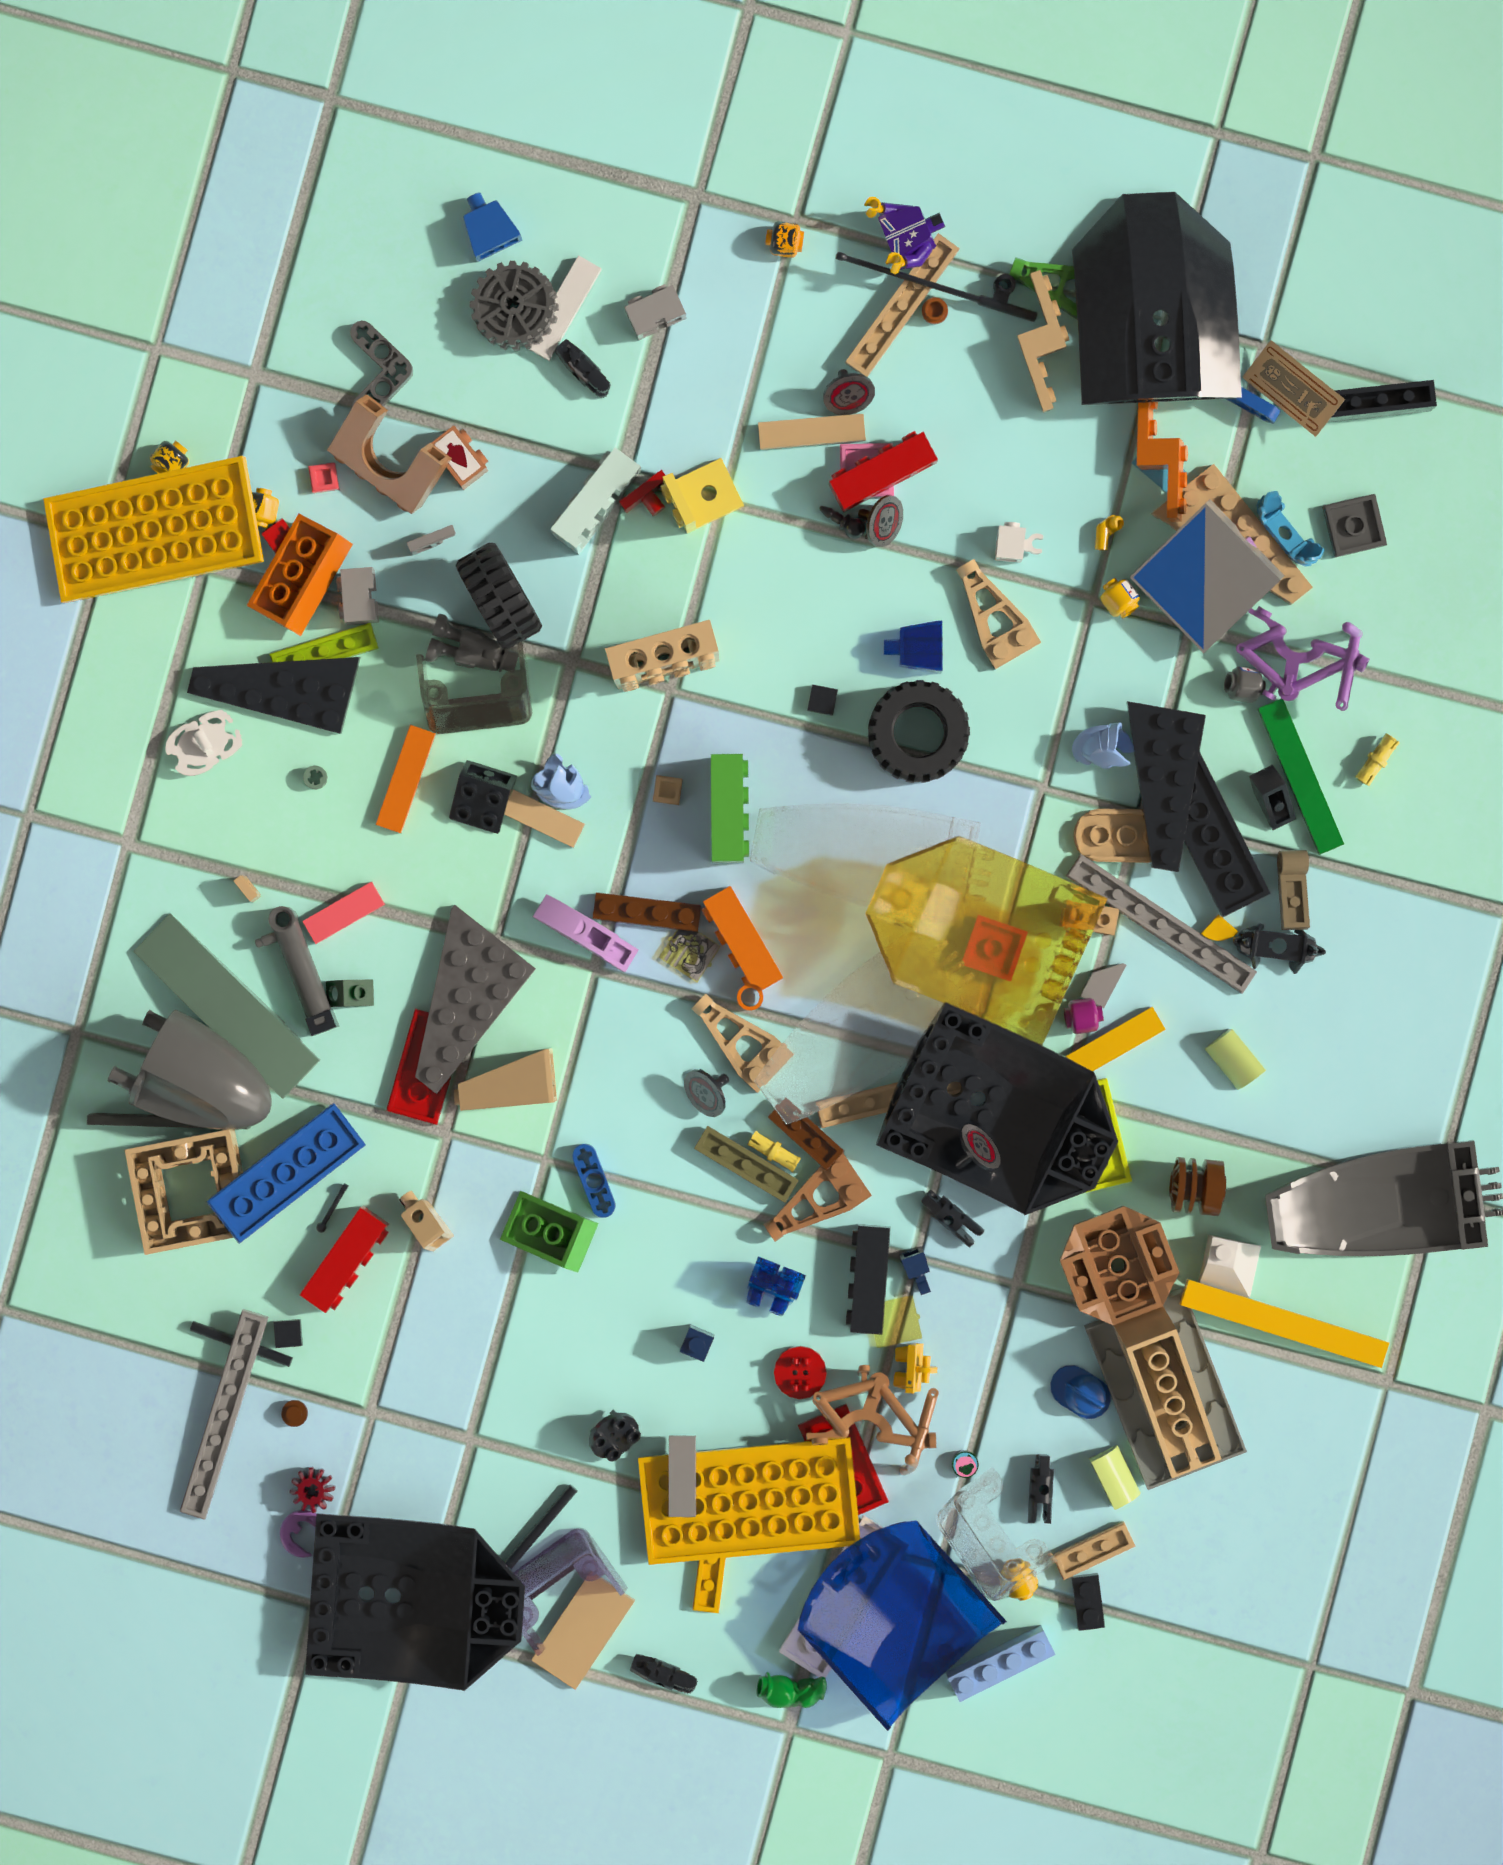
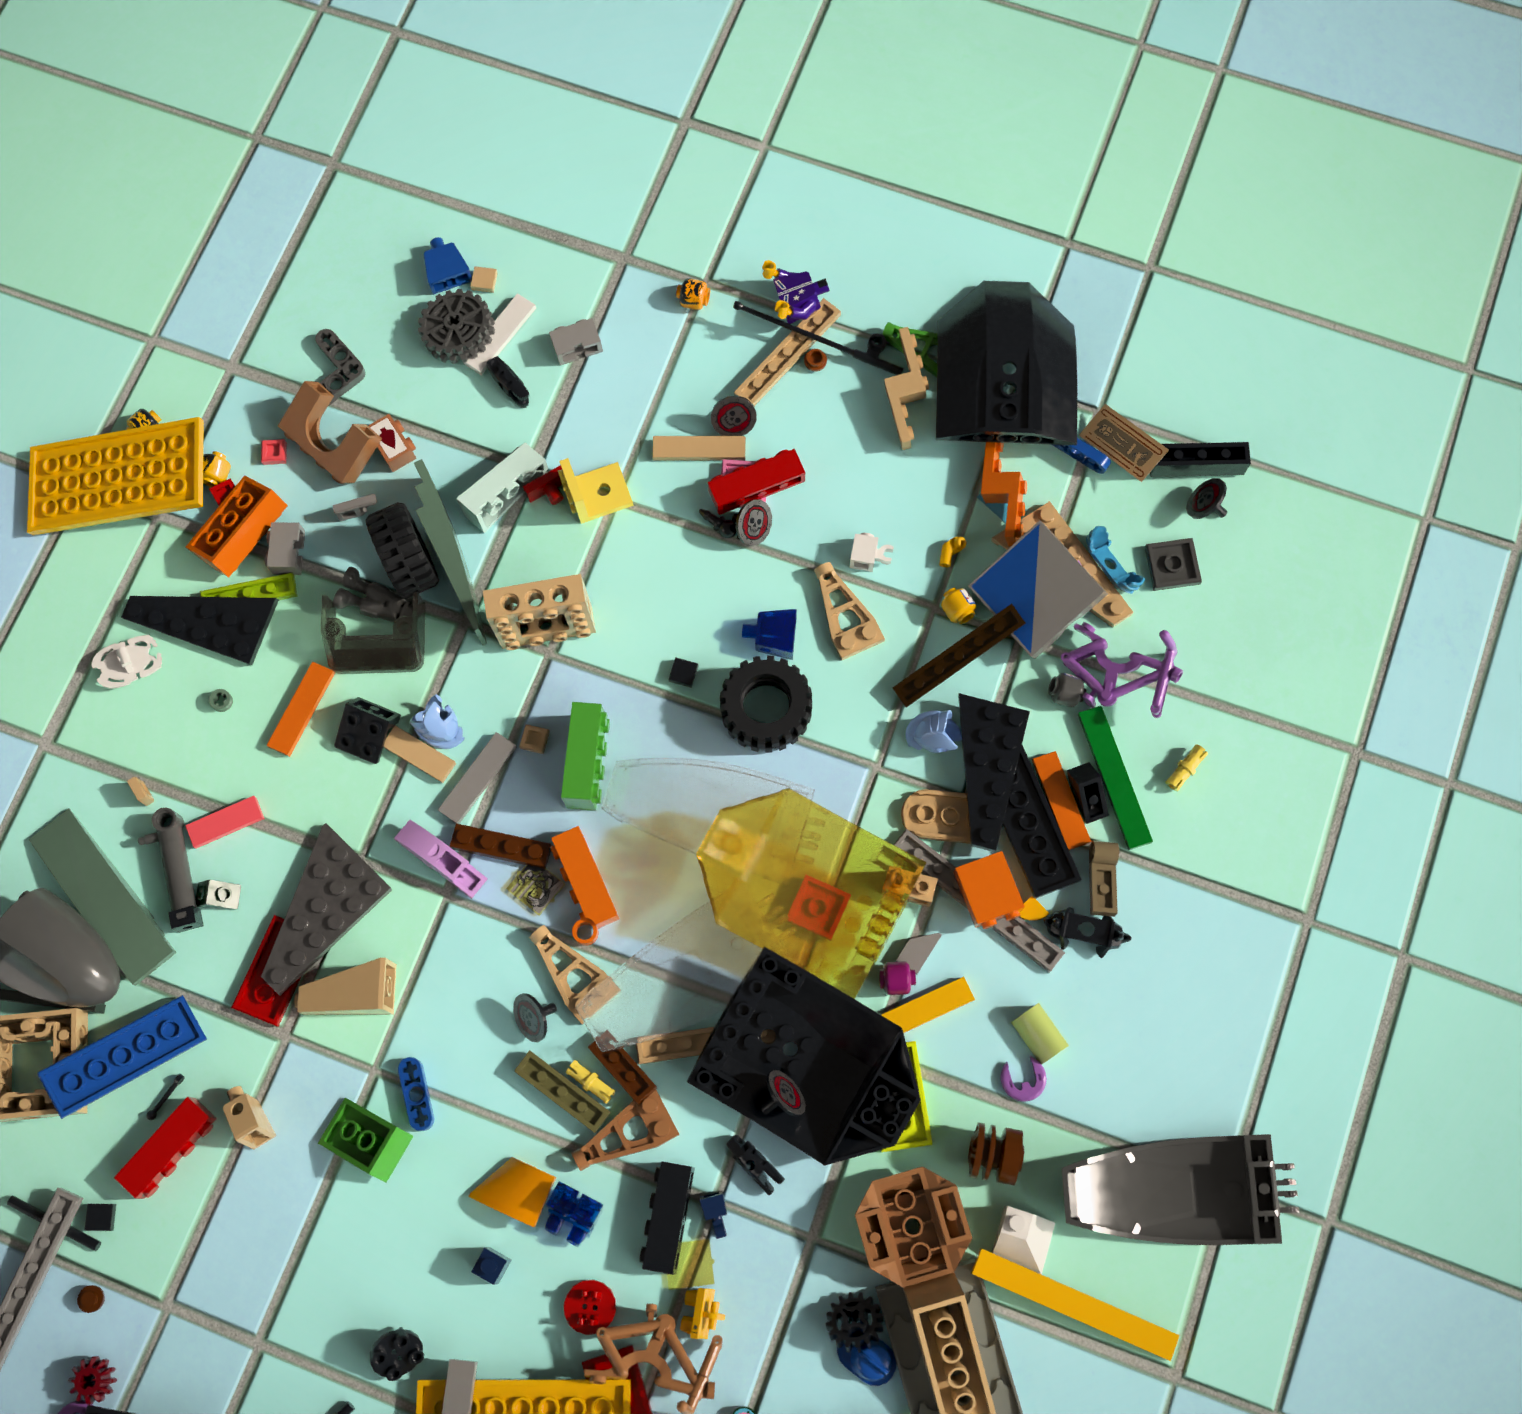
camera: 10 degrees right, 15 degrees down
(536, 239) = (484, 279): none -> tan tile
(539, 574) = (447, 547): none -> sand green slope
(611, 839) = (477, 778): none -> light grey tile
(711, 1267) = (516, 1191): none -> light orange slope
(1059, 1354) = (855, 1333): none -> black gear
(1125, 658) = (959, 655): none -> dark brown plate
(1174, 915) = (989, 890): none -> orange brick
(1225, 1119) = (1027, 1092): none -> medium lavender head
(1244, 807) = (1061, 800): none -> orange tile
(1389, 448) = (1207, 499): none -> shield

